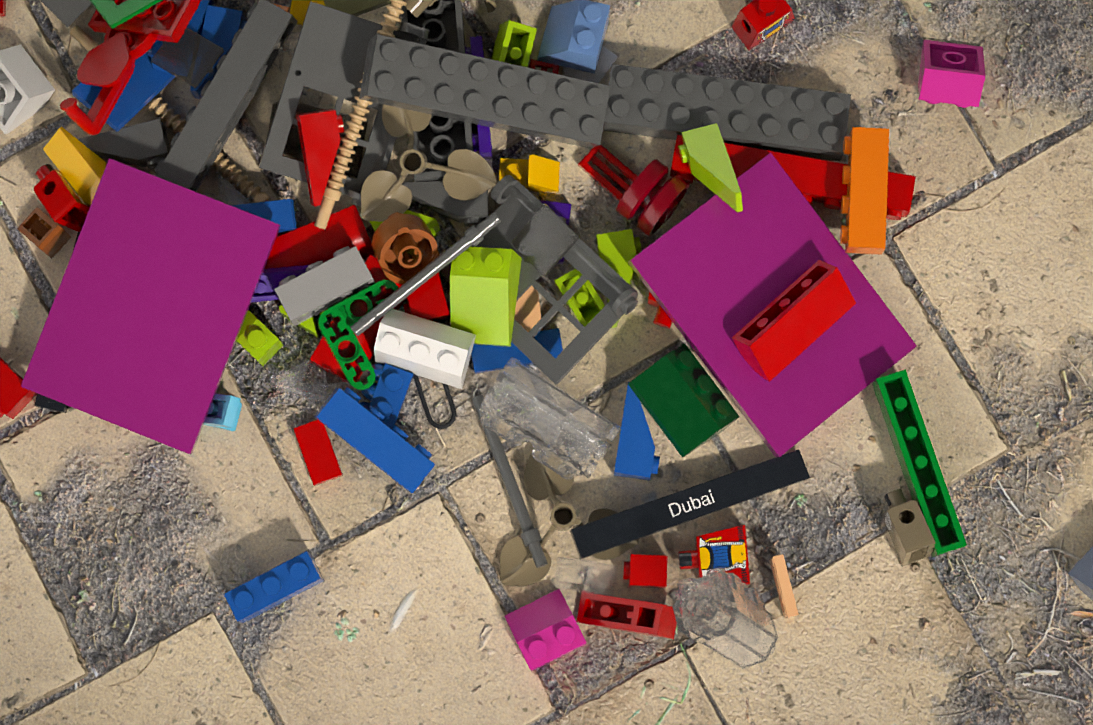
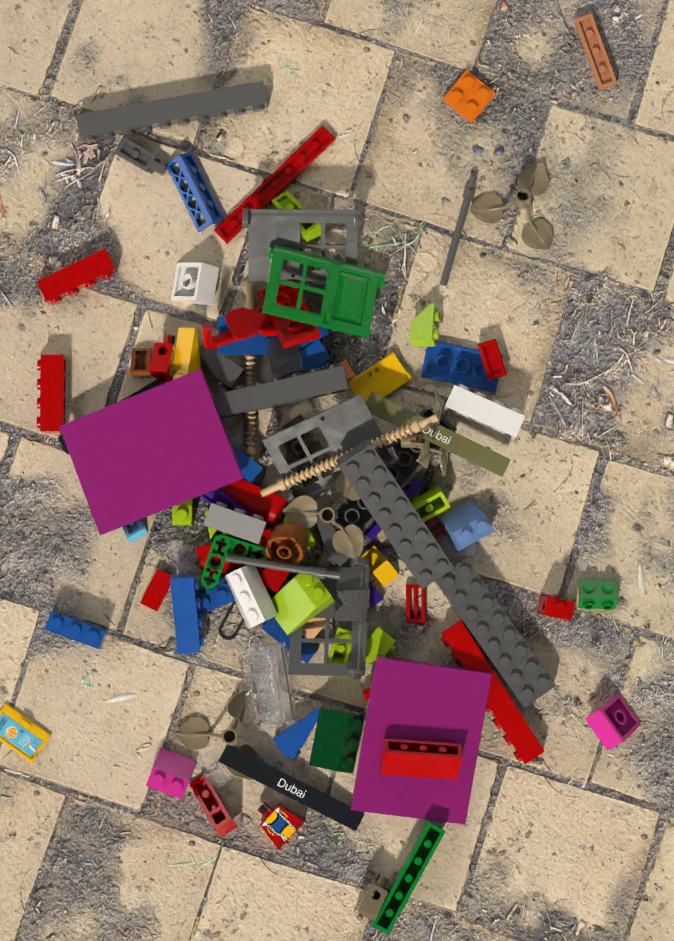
camera: 35 degrees right, 5 degrees up
(319, 146) = (297, 460): red slope -> none
(530, 535) = (208, 726): dark grey bar -> none
(646, 571) = (241, 795): red brick -> none
(652, 198) = (420, 638): dark red wheel -> none
(710, 163) = (458, 652): lime slope -> none
(725, 617) = (250, 855): clear brick -> none
(783, 586) = (293, 865): light nougat tile -> none
(866, 190) = (514, 736): orange brick -> none

